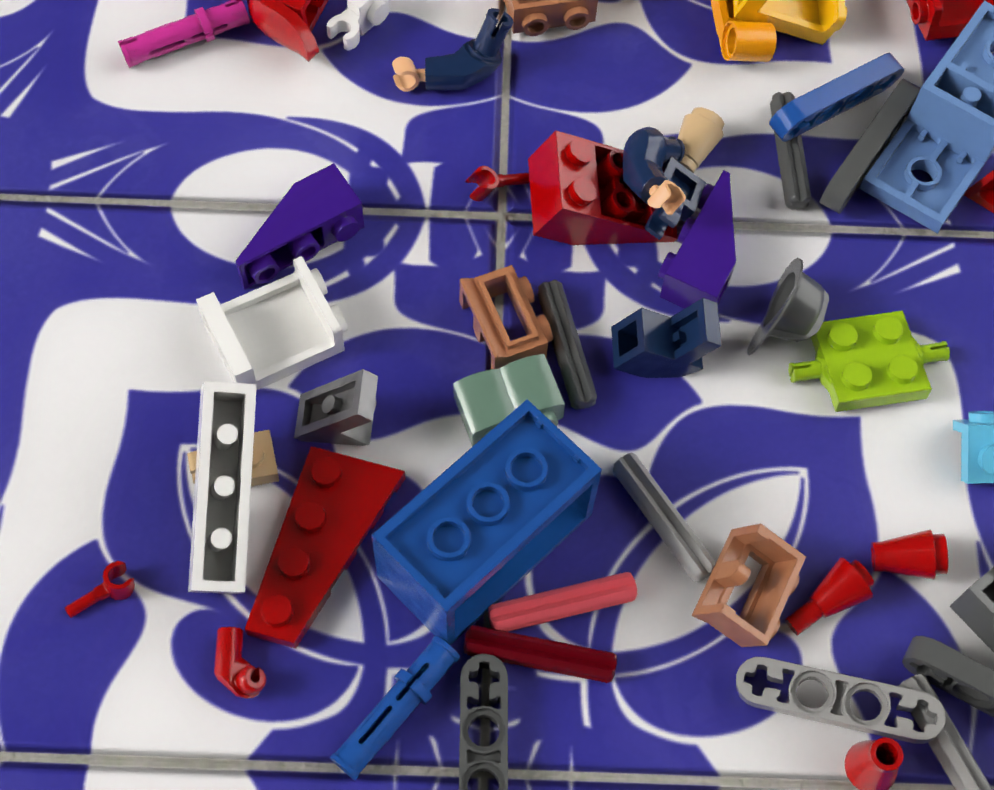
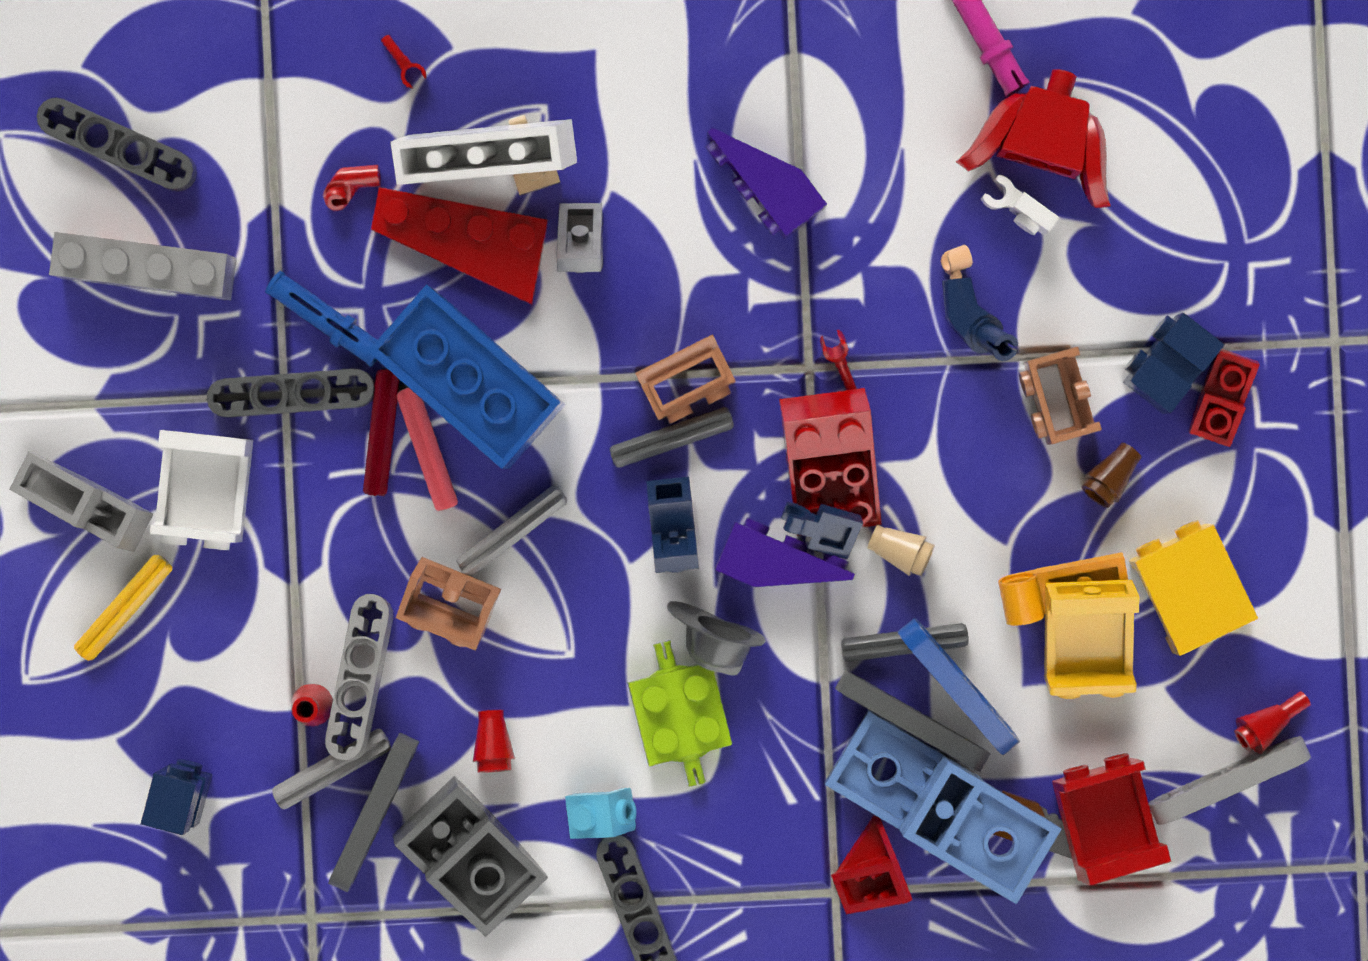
camera: 90 degrees right, 25 degrees up
(275, 327) = (661, 170): white panel -> none
(493, 394) = (603, 388): sand green brick -> none
(642, 168) = (839, 496): dark blue arm -> none
(841, 589) = (456, 681): red cone -> none

